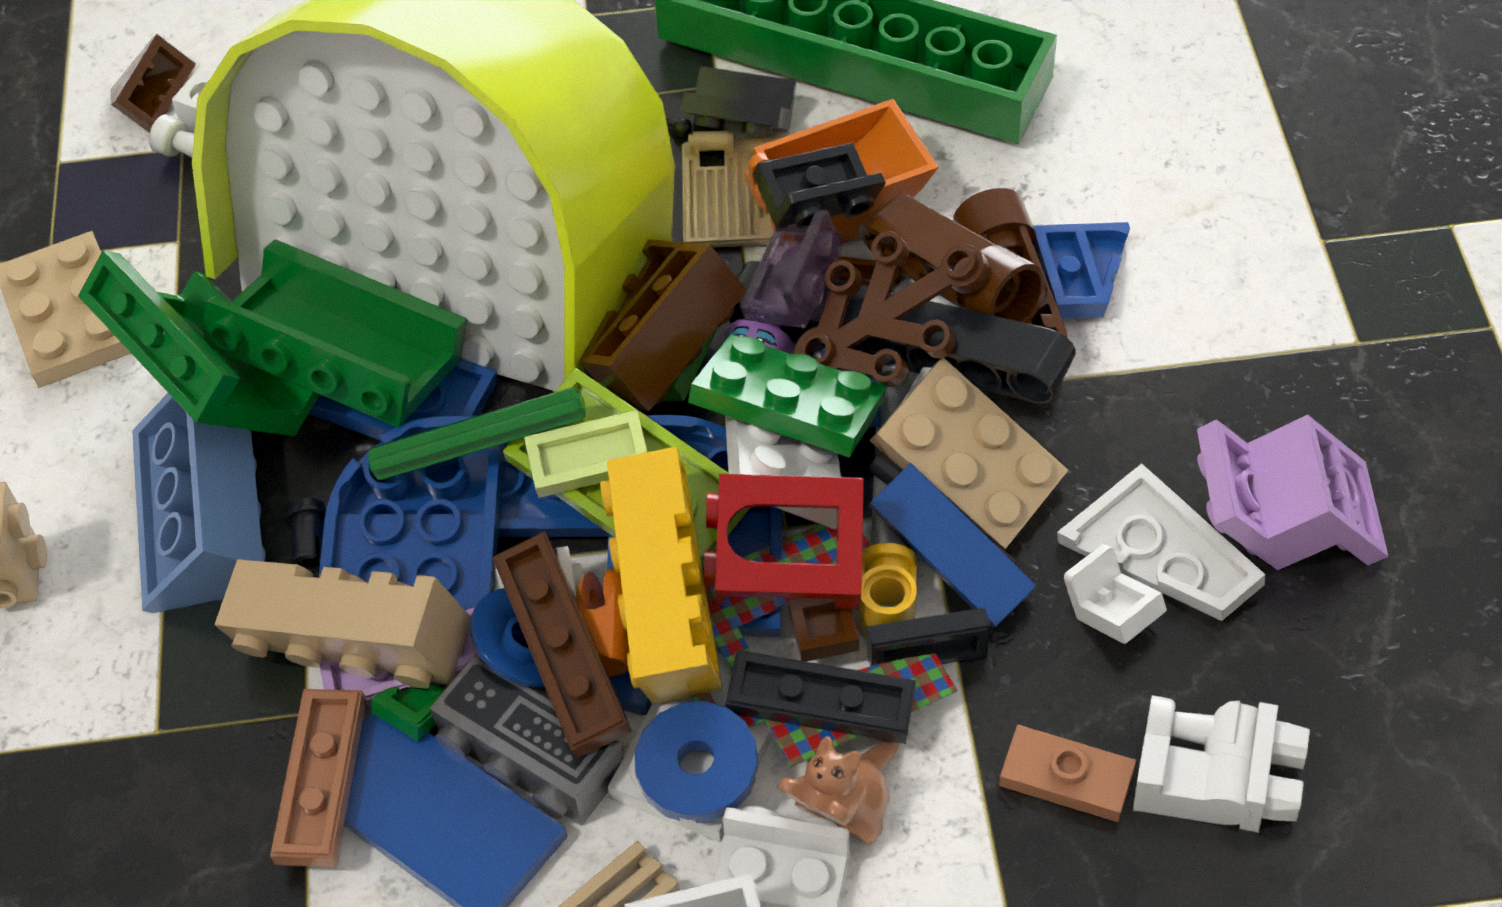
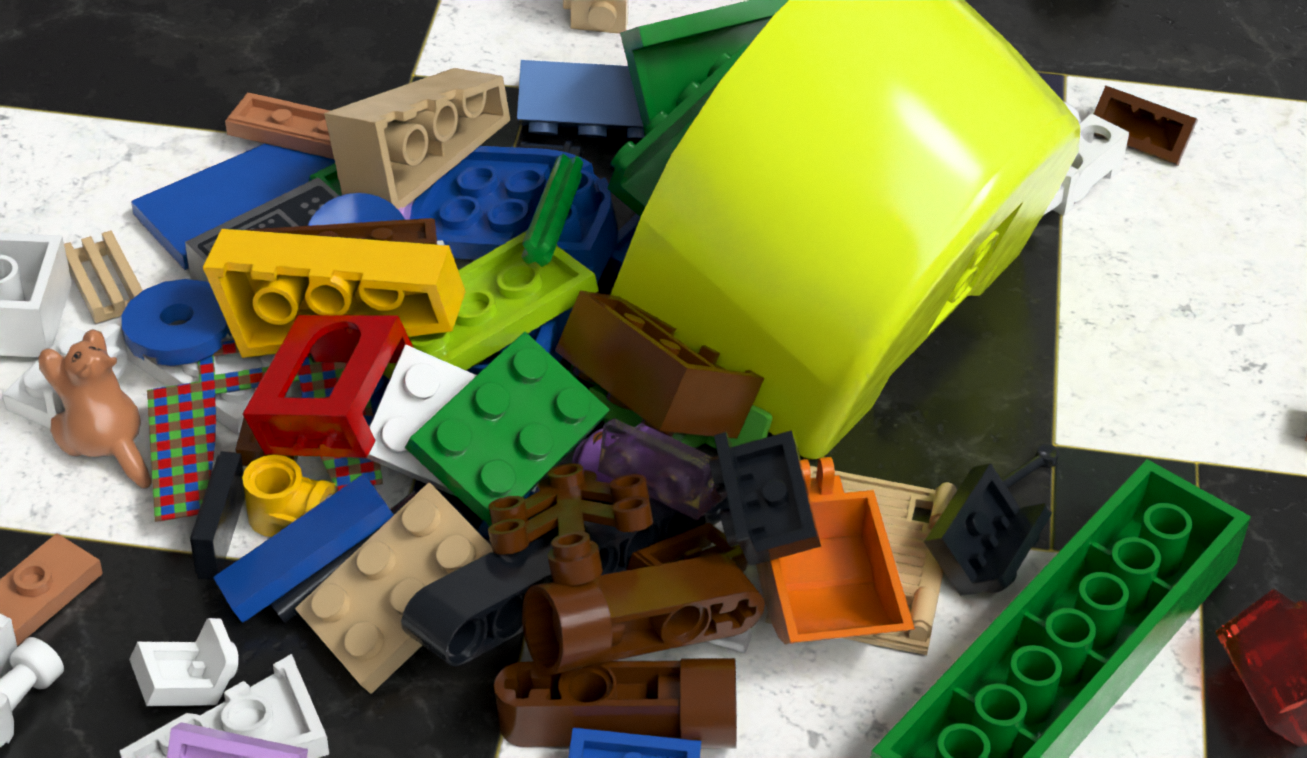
camera: 100 degrees right, 10 degrees down
(579, 453) = (494, 272): yellowish green tile -> none
(821, 696) = (193, 415): black tile -> none

